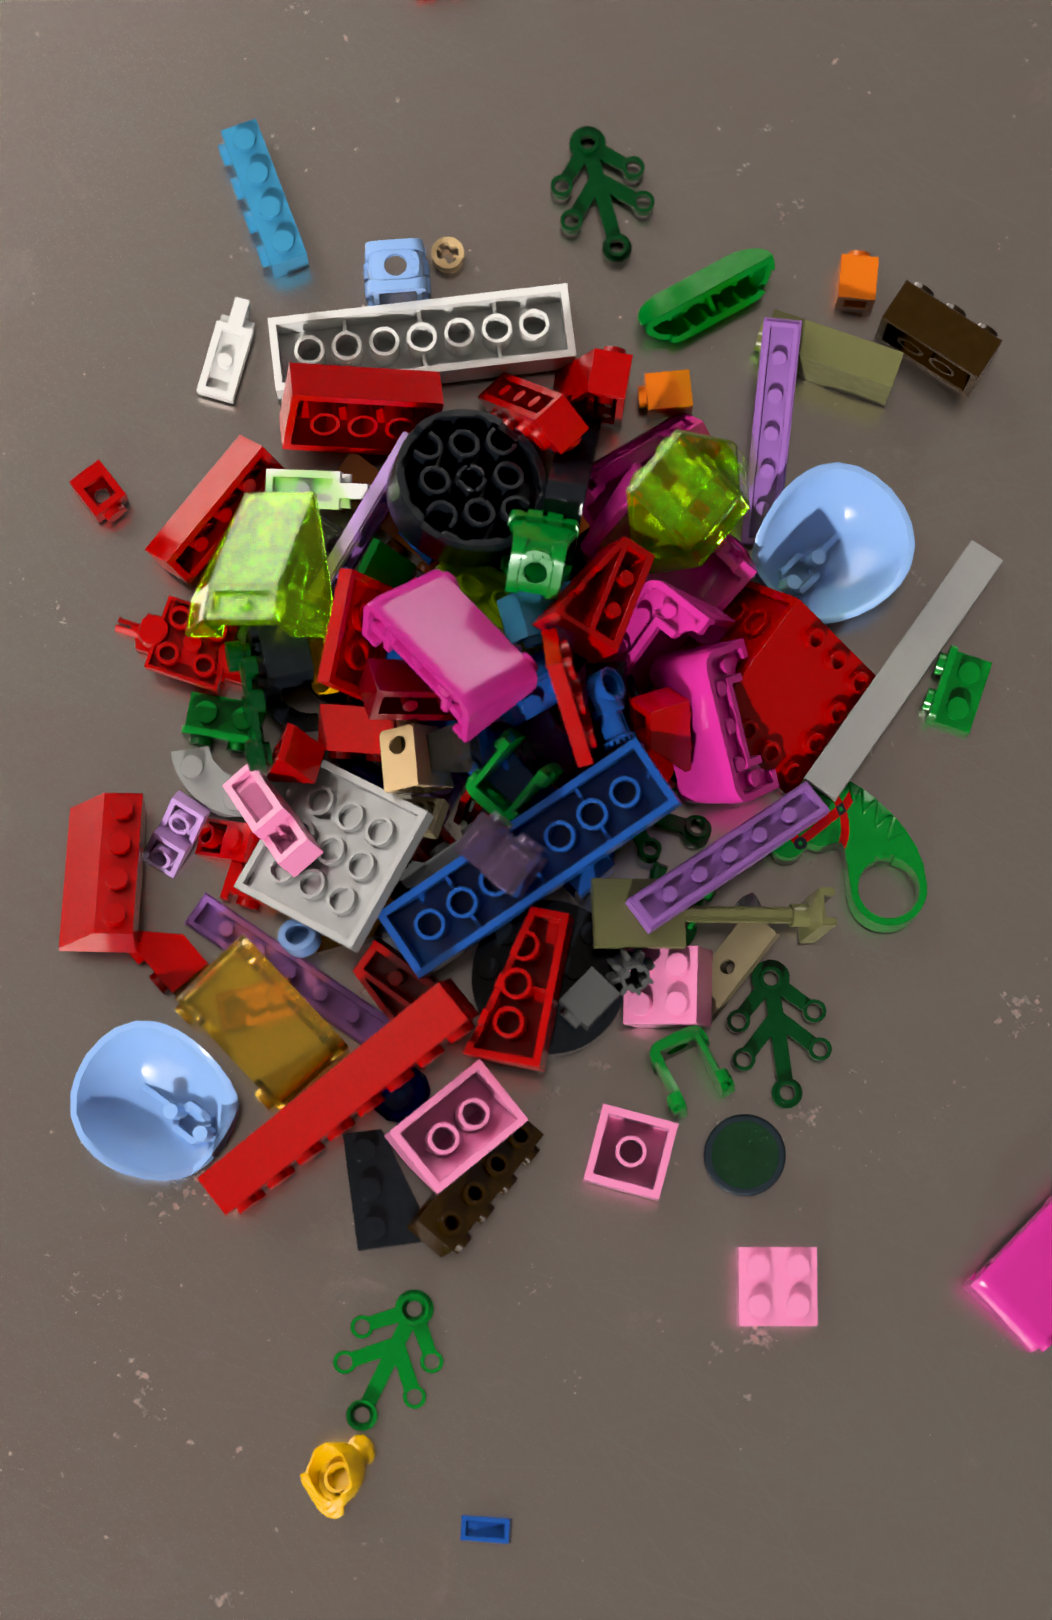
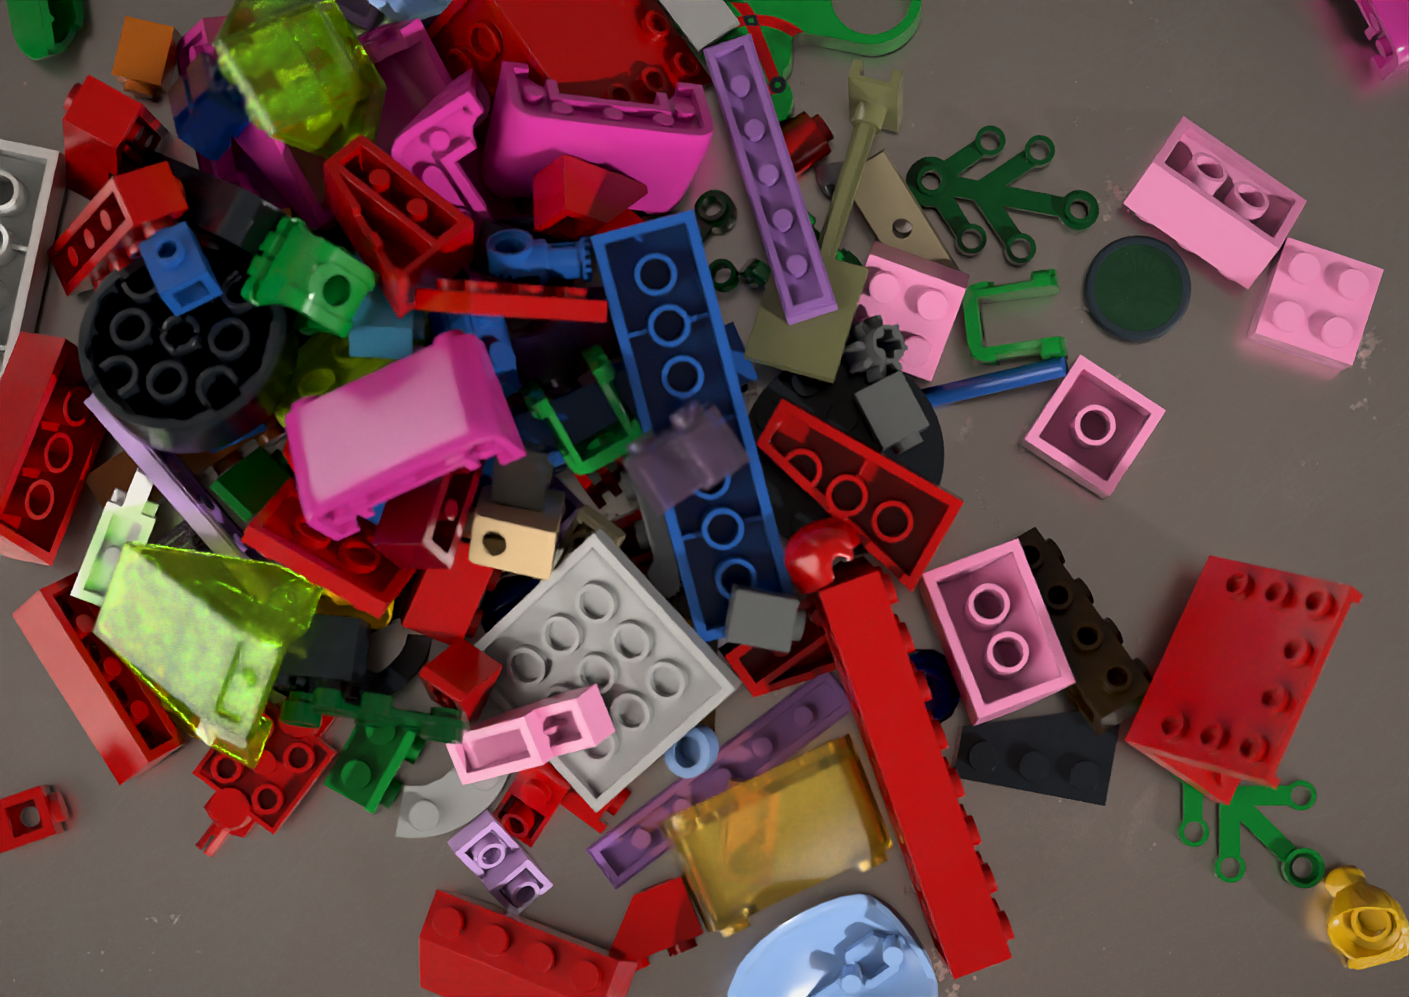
camera: 65 degrees left, 5 degrees up
(407, 951) = (763, 618): none -> dark grey brick
(468, 969) = (813, 549): none -> red hair
(480, 1304) = (1238, 674): none -> red bracket
(516, 462) = (180, 268): none -> blue brick
(634, 443) = (207, 108): none -> clear blue brick
(639, 1071) = (997, 381): none -> blue bar
(766, 877) = (806, 140): none -> red brick
(827, 1189) = (1215, 203): none -> bright pink slope

